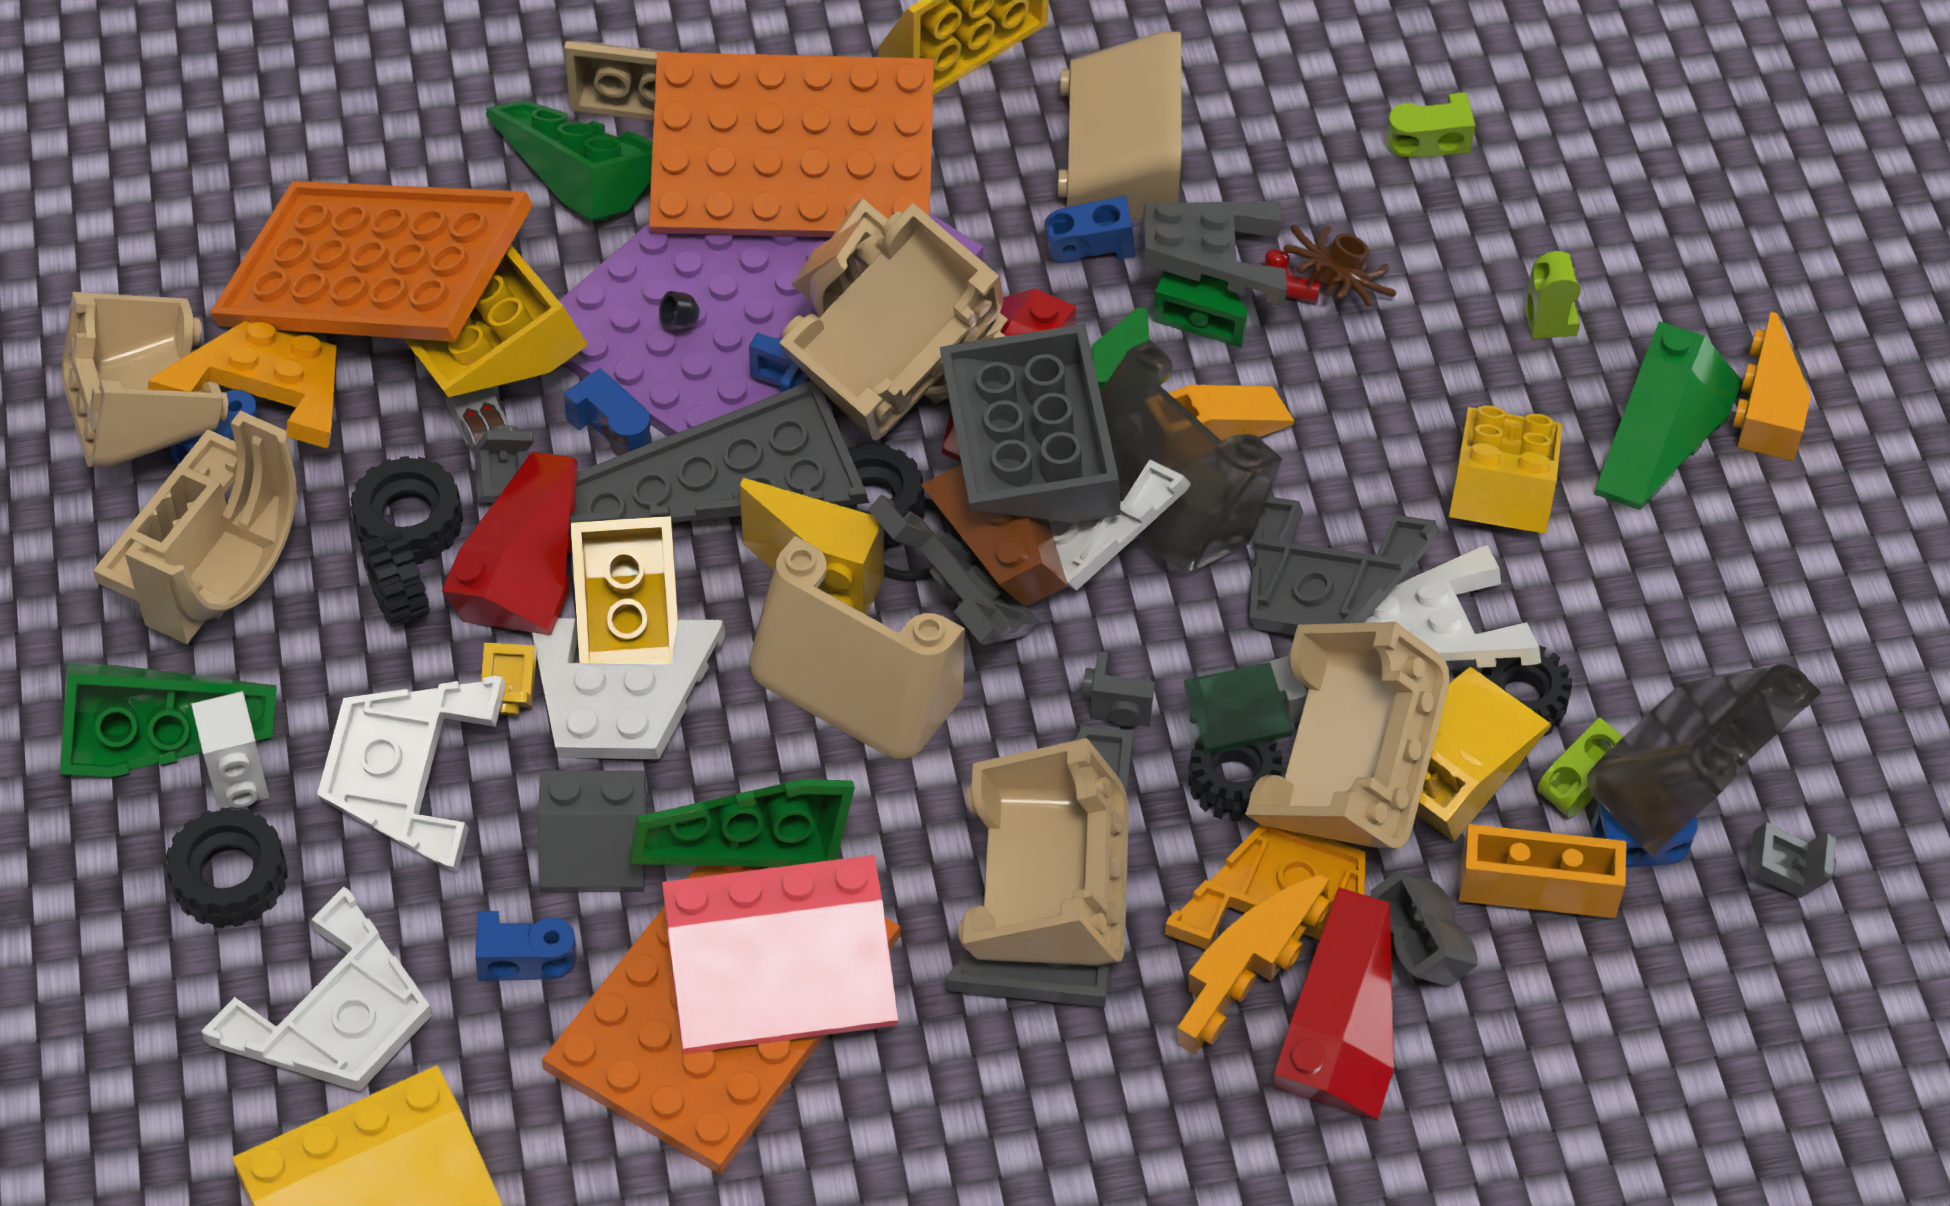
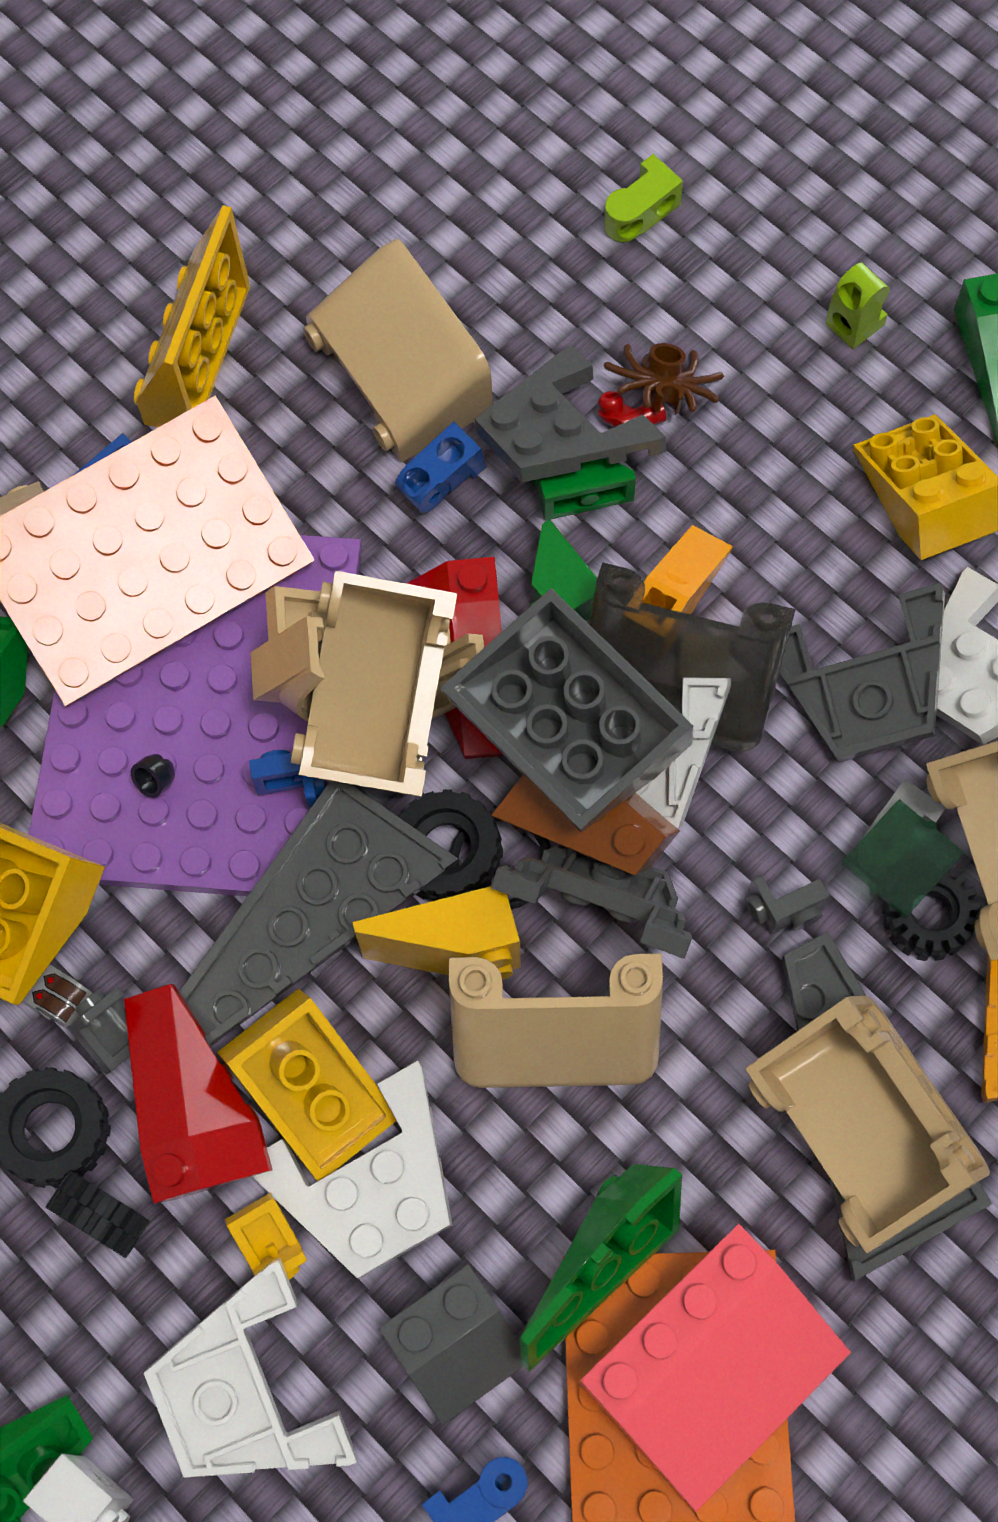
camera: 30 degrees left, 15 degrees up
(609, 410) = (162, 908): blue leg -> none

